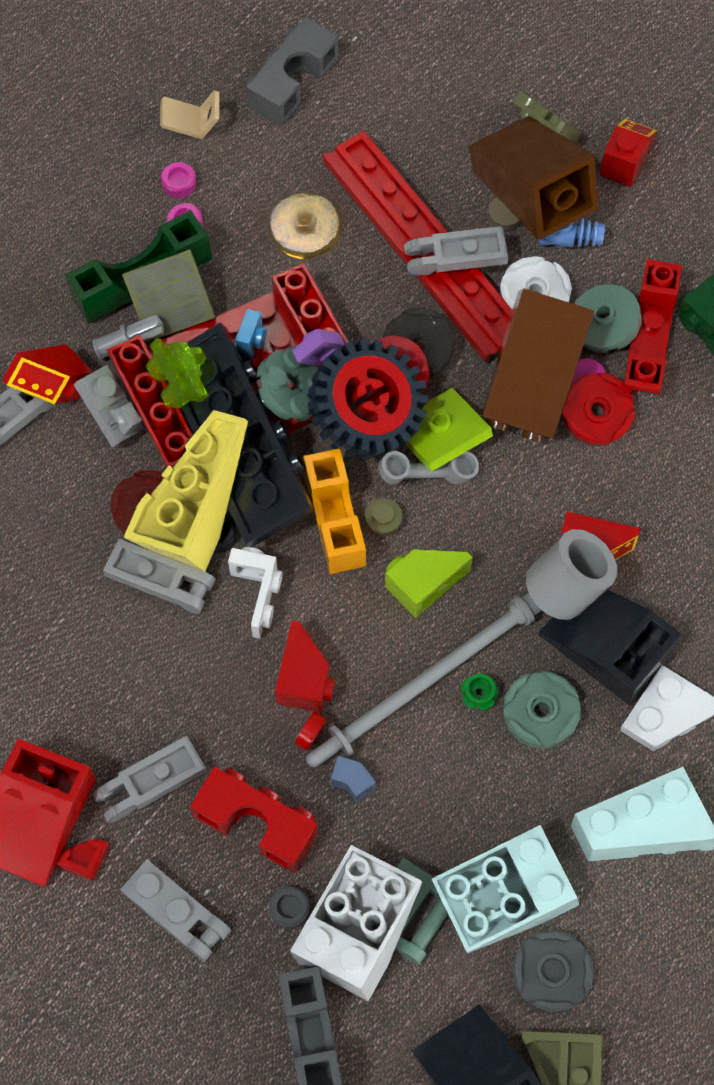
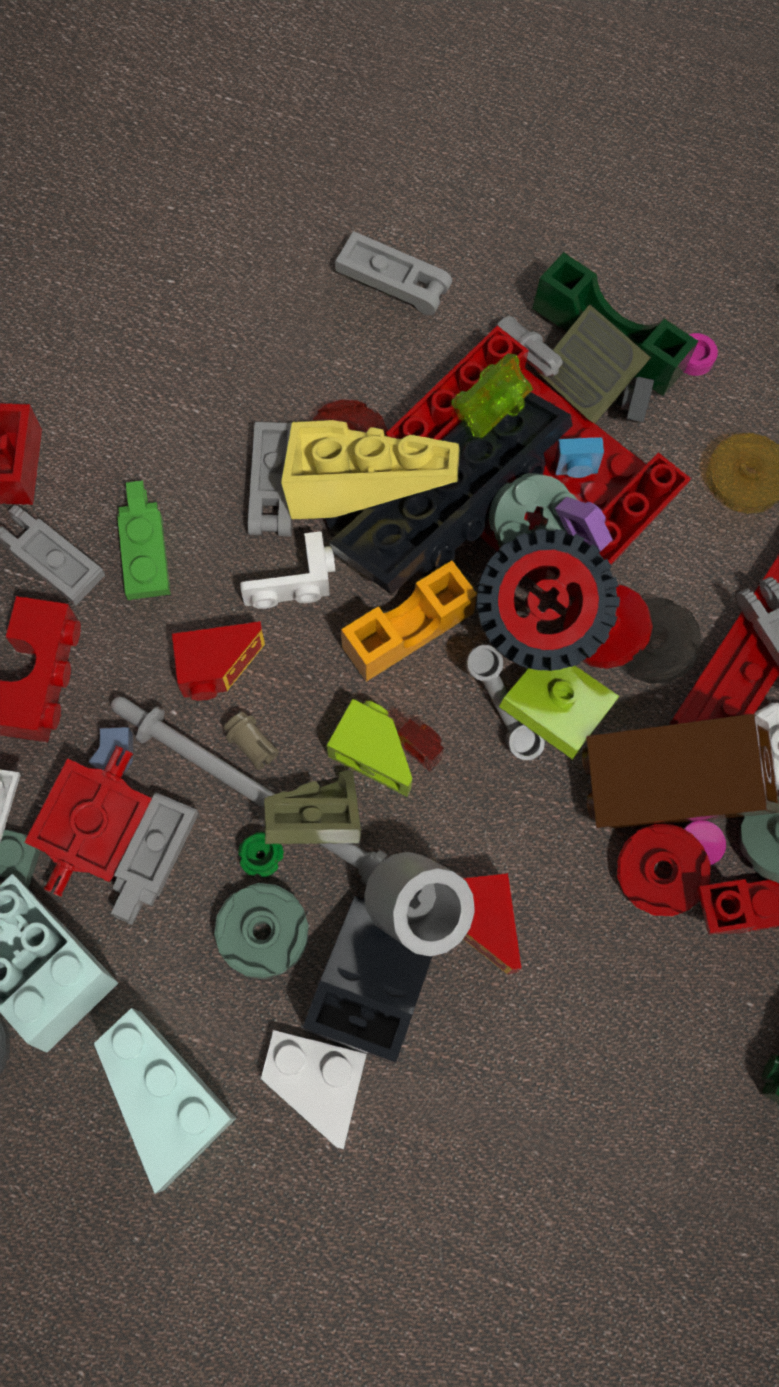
camera: 65 degrees right, 5 degrees up
(47, 373) = (448, 285): red slope -> none
(109, 406) = (439, 353): light grey hinge -> none
(173, 700) = (142, 546): none -> bright green hinge
(178, 180) = (742, 330): dark pink tile -> none
(215, 275) = (637, 399): none -> dark grey plate
(310, 731) = (150, 690): red tile -> none
(382, 668) = (250, 740): none -> dark tan pin
(383, 516) = (430, 678): olive plate -> none
(405, 810) = (88, 820): none -> red plate
(439, 537) = (421, 744): none -> clear red plate
(450, 773) = (151, 855): none -> light grey hinge
(468, 632) = (314, 814): none -> olive wing

